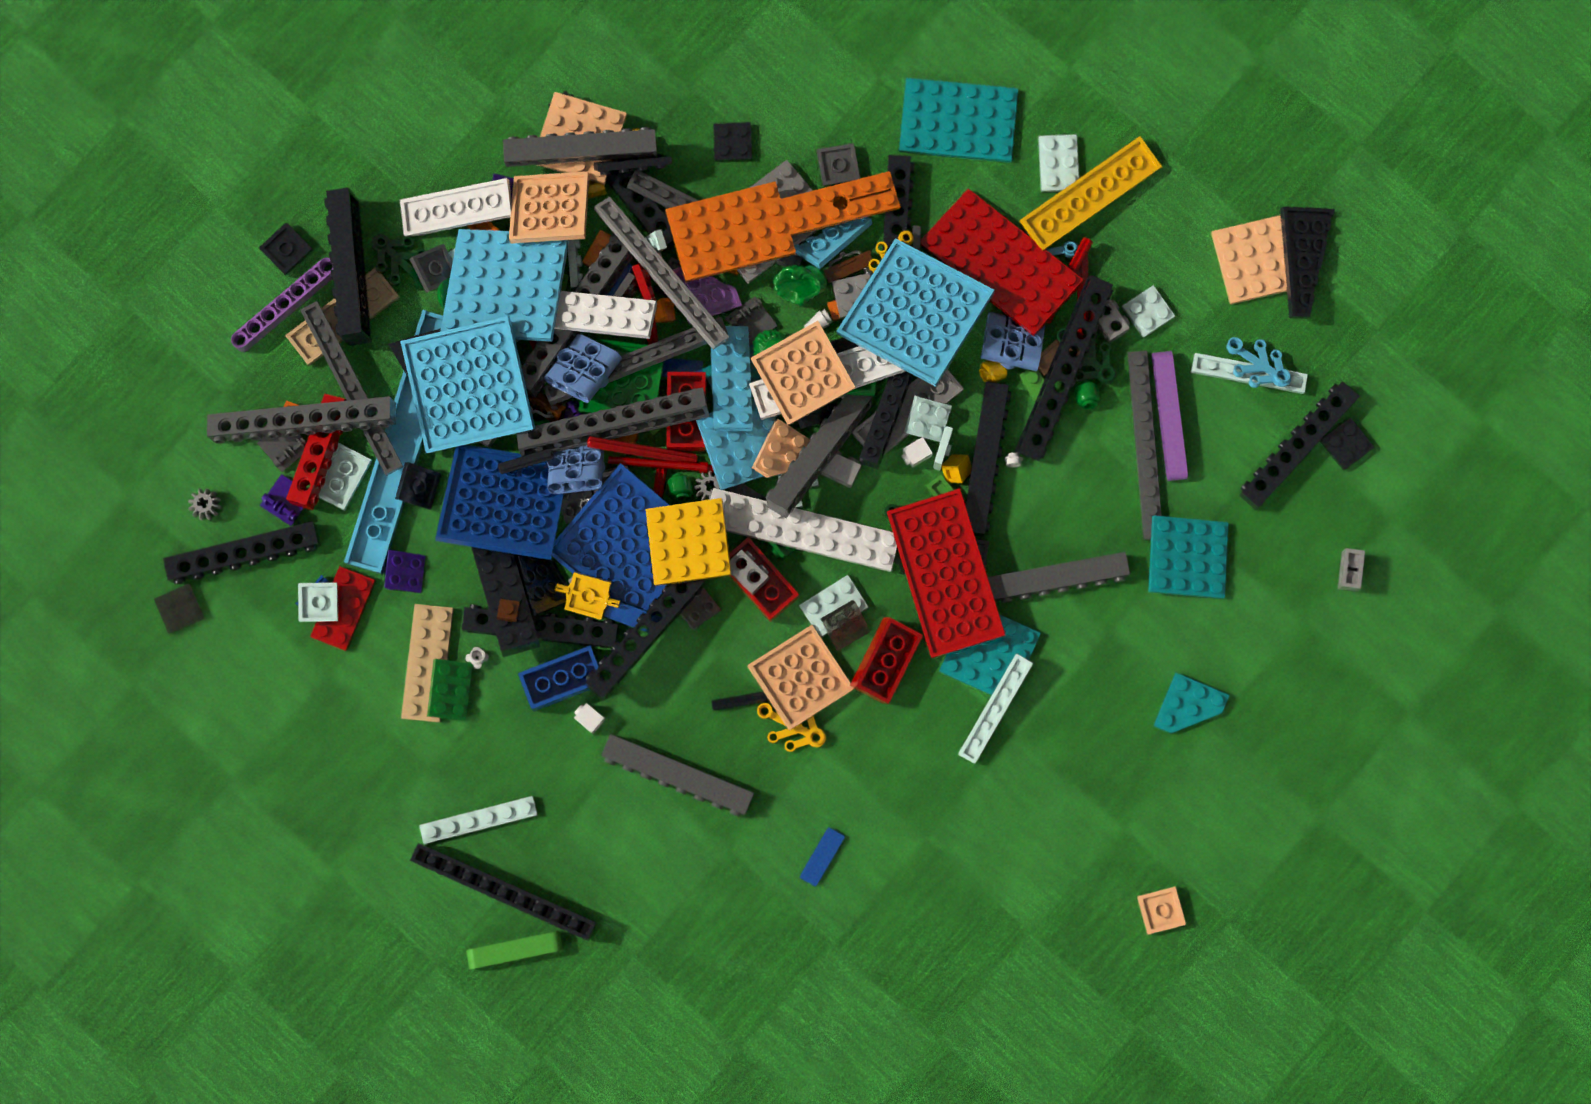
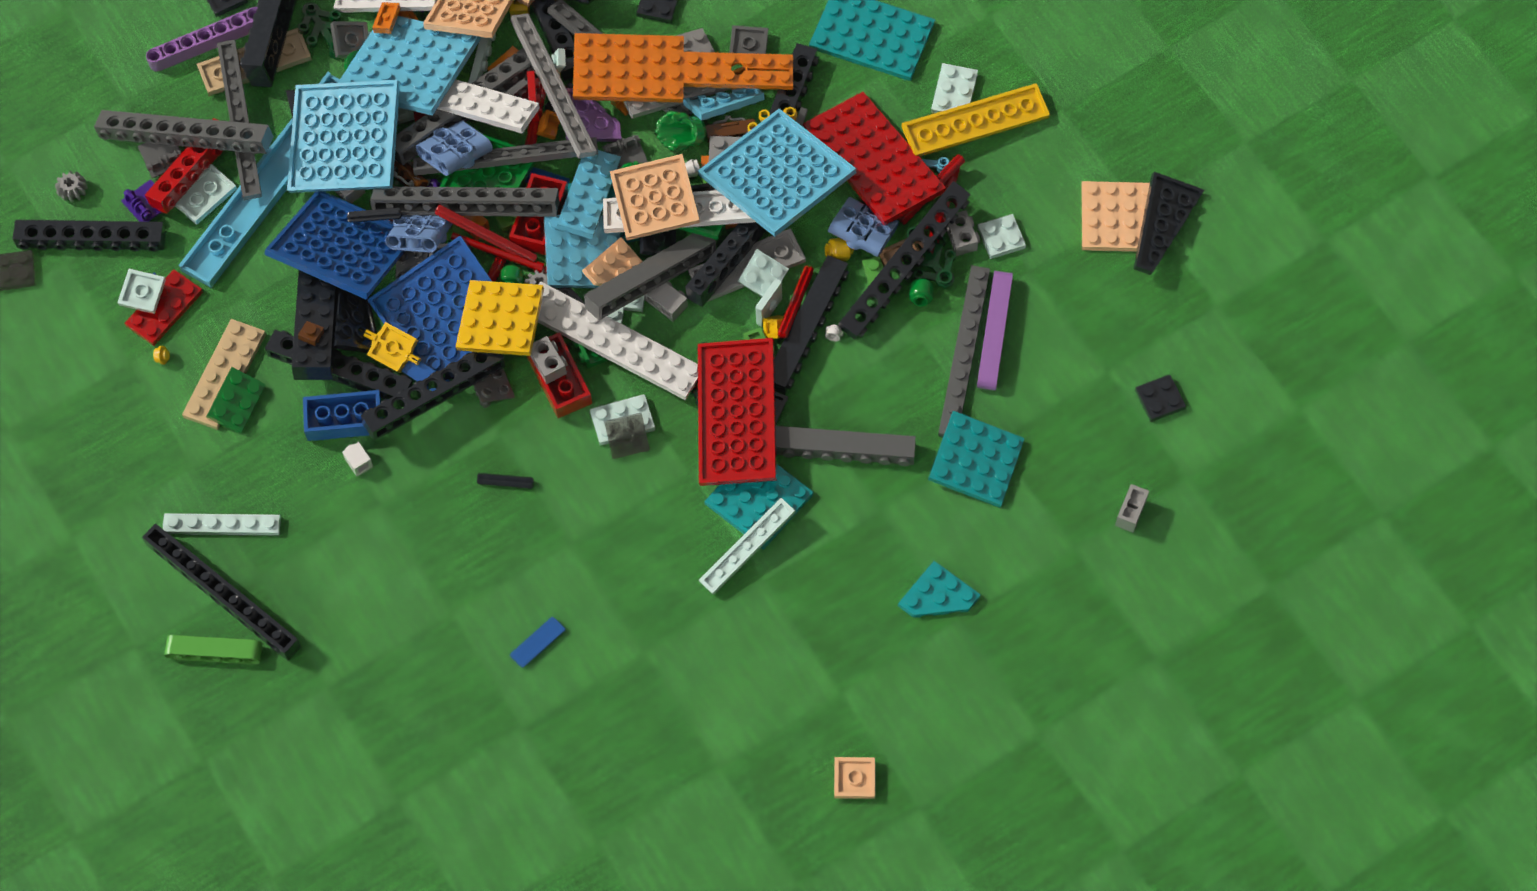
camera: 15 degrees right, 15 degrees down
(359, 661) = (161, 355): none -> yellow plate
(404, 571) = (231, 288): dark purple hinge -> none
(417, 486) = (269, 216): black plate -> none
(466, 239) = (386, 17): none -> orange plate
(479, 653) = (271, 379): white plate -> none
(678, 775) = (423, 530): dark grey brick -> none
(800, 677) = (569, 472): light nougat plate -> none
(808, 739) = (548, 517): yellow plant -> none
(886, 660) = (655, 475): red brick -> none
(916, 452) = (743, 303): white brick -> none
(968, 439) = (795, 302): none -> red axle
(1223, 369) = (1082, 312): light aqua plate -> none
(1260, 364) = (1109, 318): medium azure plant -> none
(1346, 398) = (1059, 423): black brick -> none

